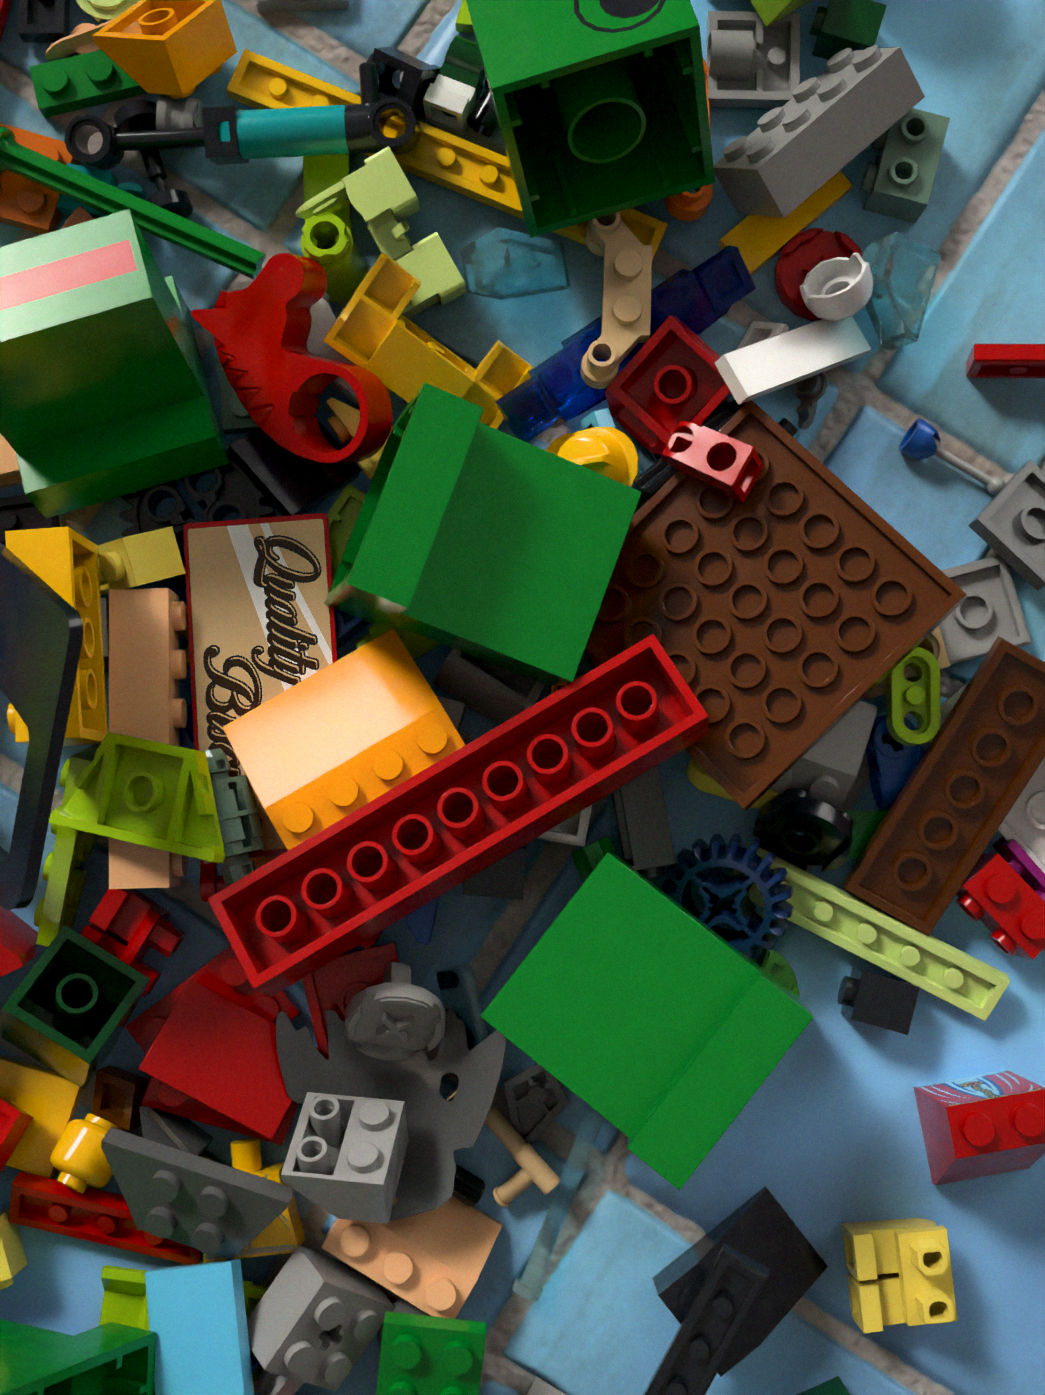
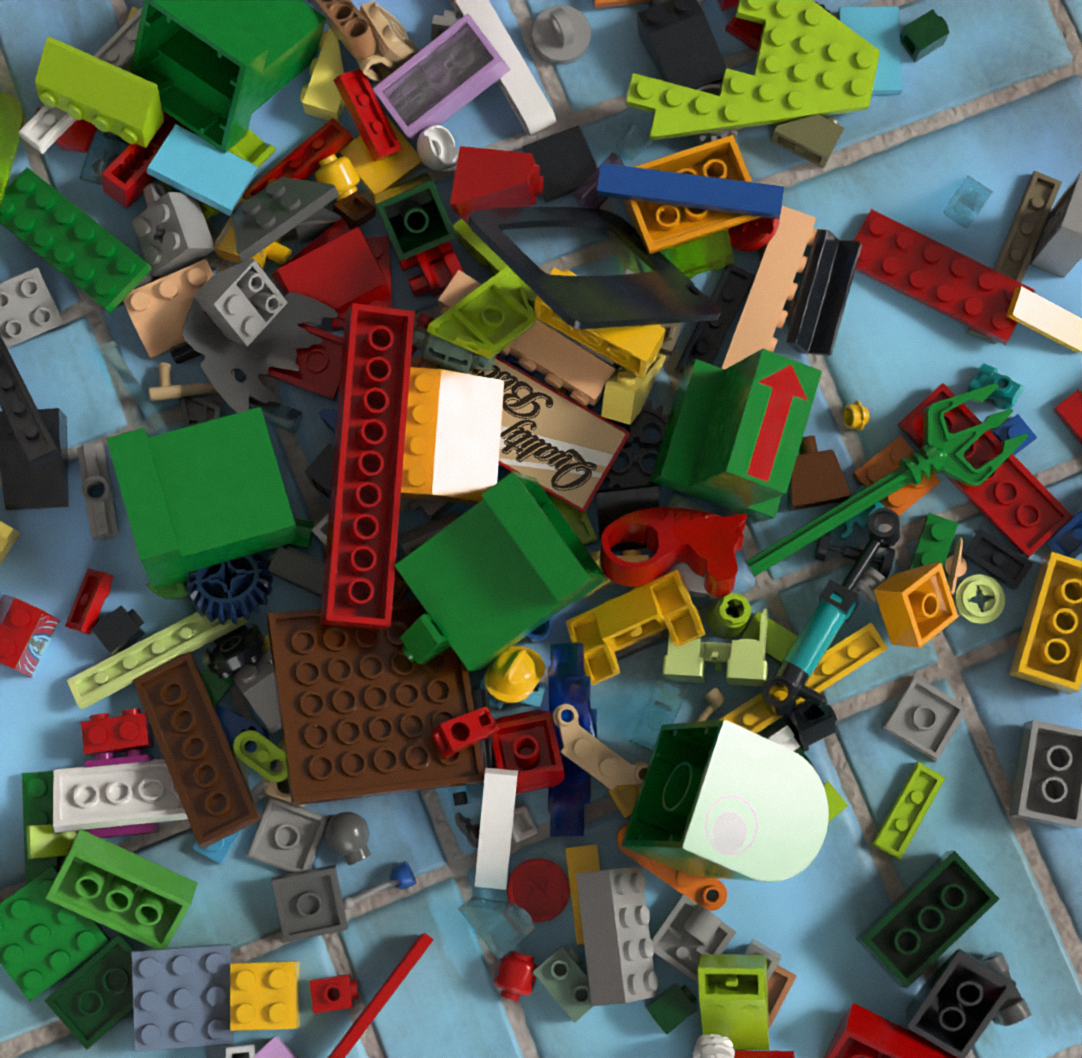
camera: 125 degrees right, 5 degrees down
(395, 1017) = (292, 368): light grey tile -> none
(451, 213) = (715, 700): none -> tan hand
(639, 583) = (423, 640): none -> green slope
(748, 1137) = (100, 510): none -> light grey piece
(838, 287) = (519, 883): white hair -> none
(869, 1065) = (89, 601): none -> red plate
(929, 527) = (348, 836): none -> dark grey piece
(942, 227) = (515, 975): none -> red head

